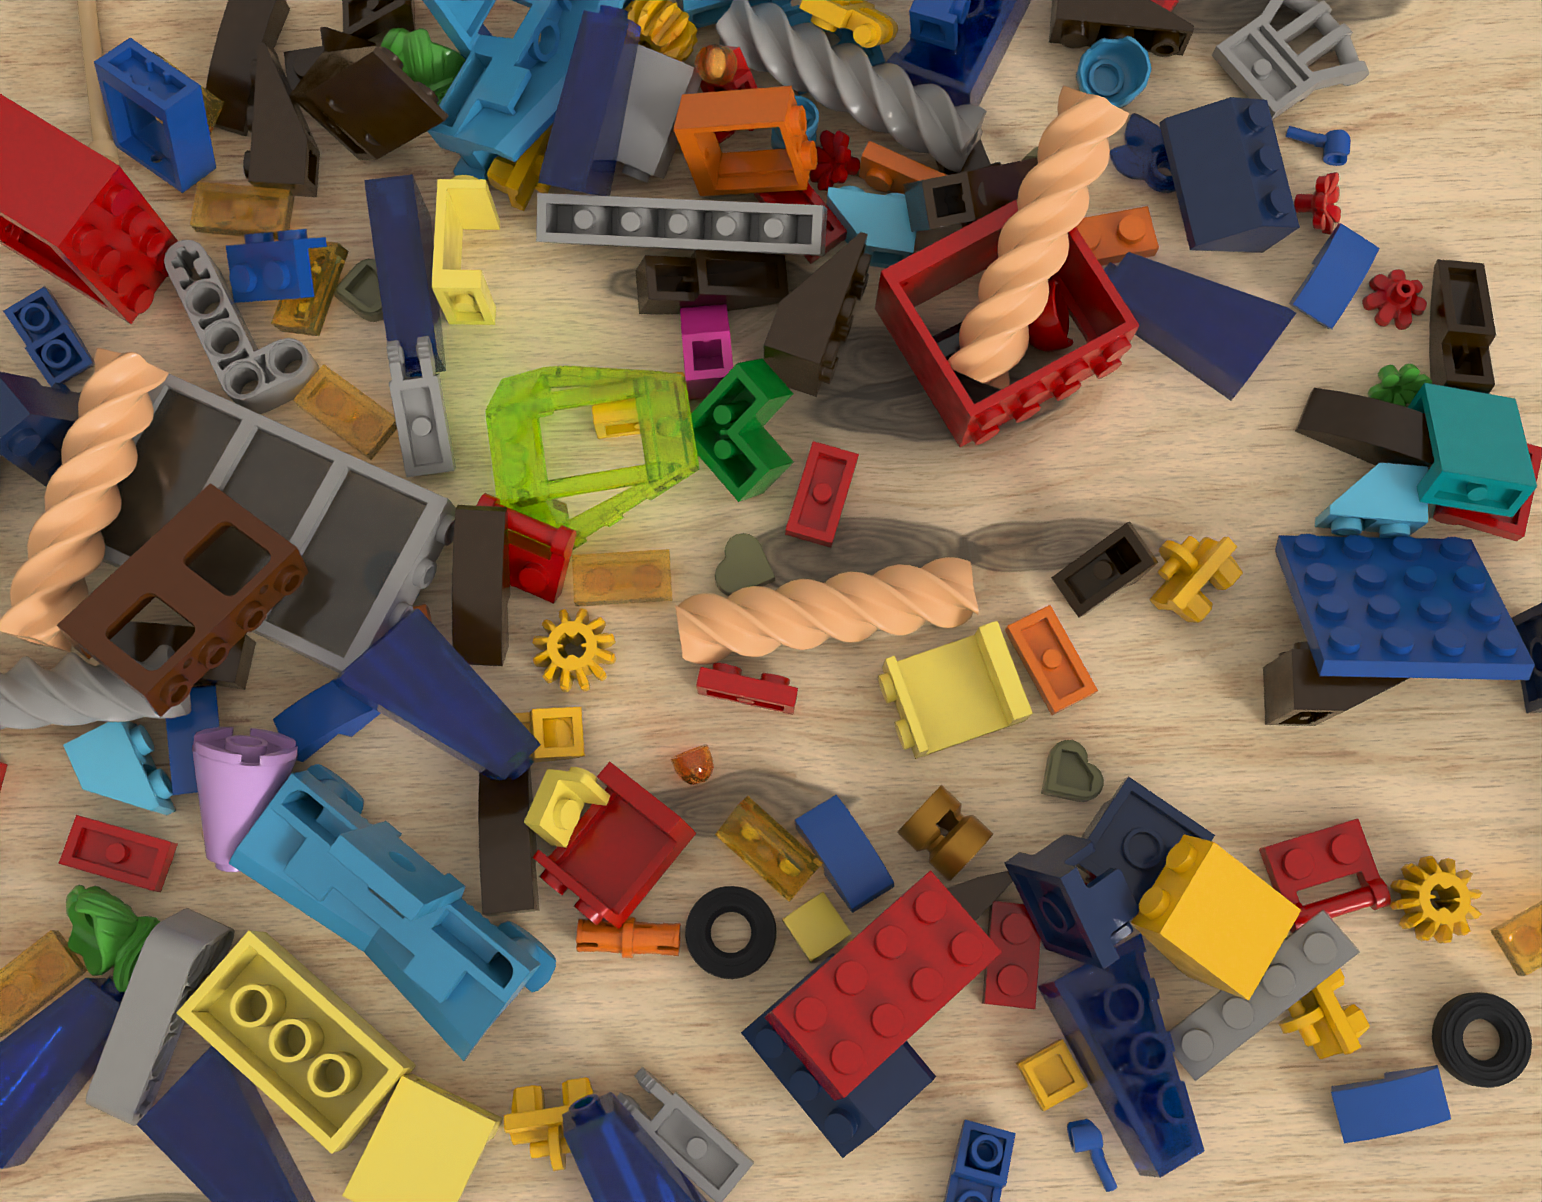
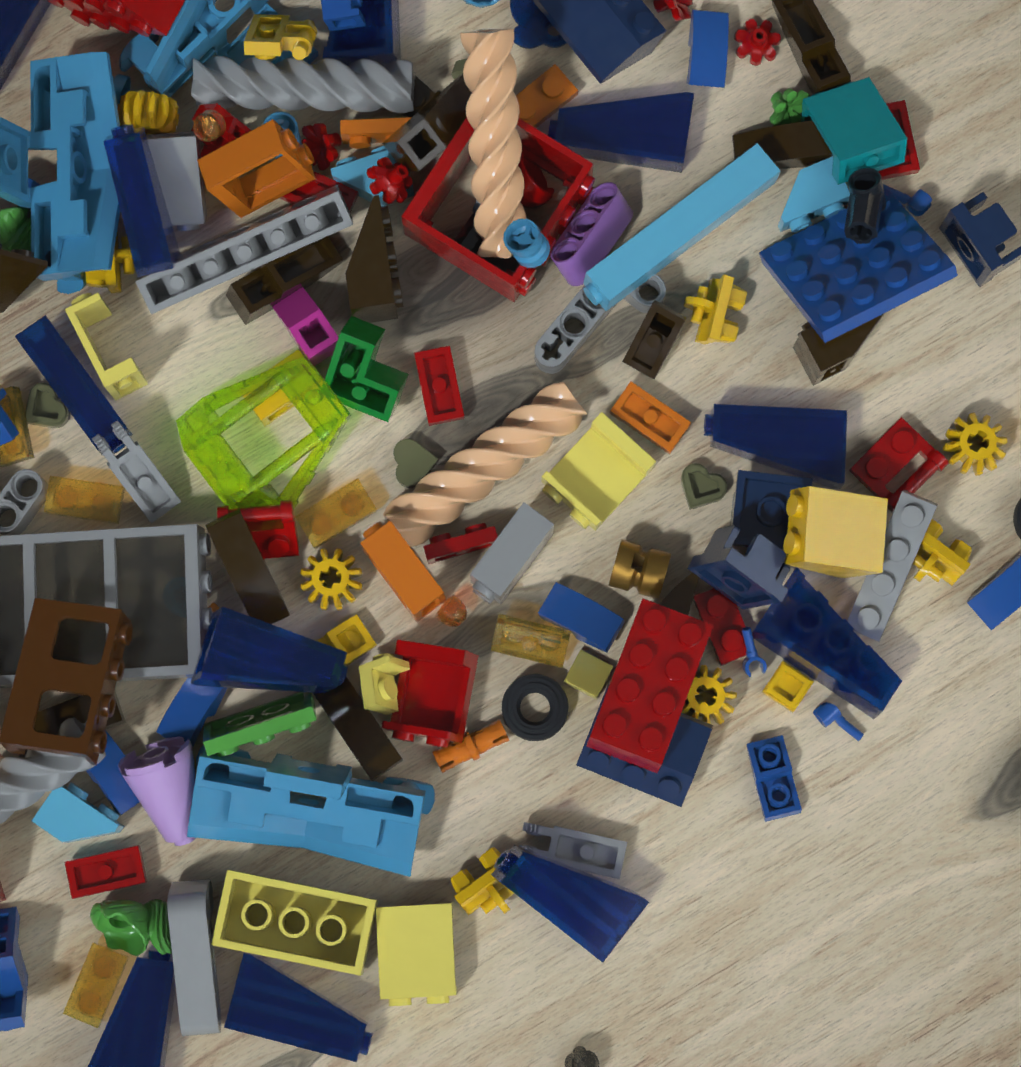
camera: 25 degrees left, 5 degrees up
(390, 774) = (259, 723): none -> bright green plate
(659, 682) = (402, 570): none -> orange window
(799, 732) = (511, 554): none -> light grey brick
(889, 229) = (390, 179): none -> red plant
(959, 1044) = (710, 683): none -> yellow gear
(1013, 371) = (526, 243): none -> dark azure wheel
(1029, 1009) = (751, 652): none -> blue hand
(1044, 506) = (591, 317): none -> light grey beam
(1092, 411) = (591, 233): none -> medium lavender beam
(1201, 768) = (783, 438): none -> clear blue slope
(1203, 454) = (680, 228): none -> medium azure brick
(1443, 540) = (864, 205): none -> black piece
(1502, 574) = (917, 204): none -> blue hand

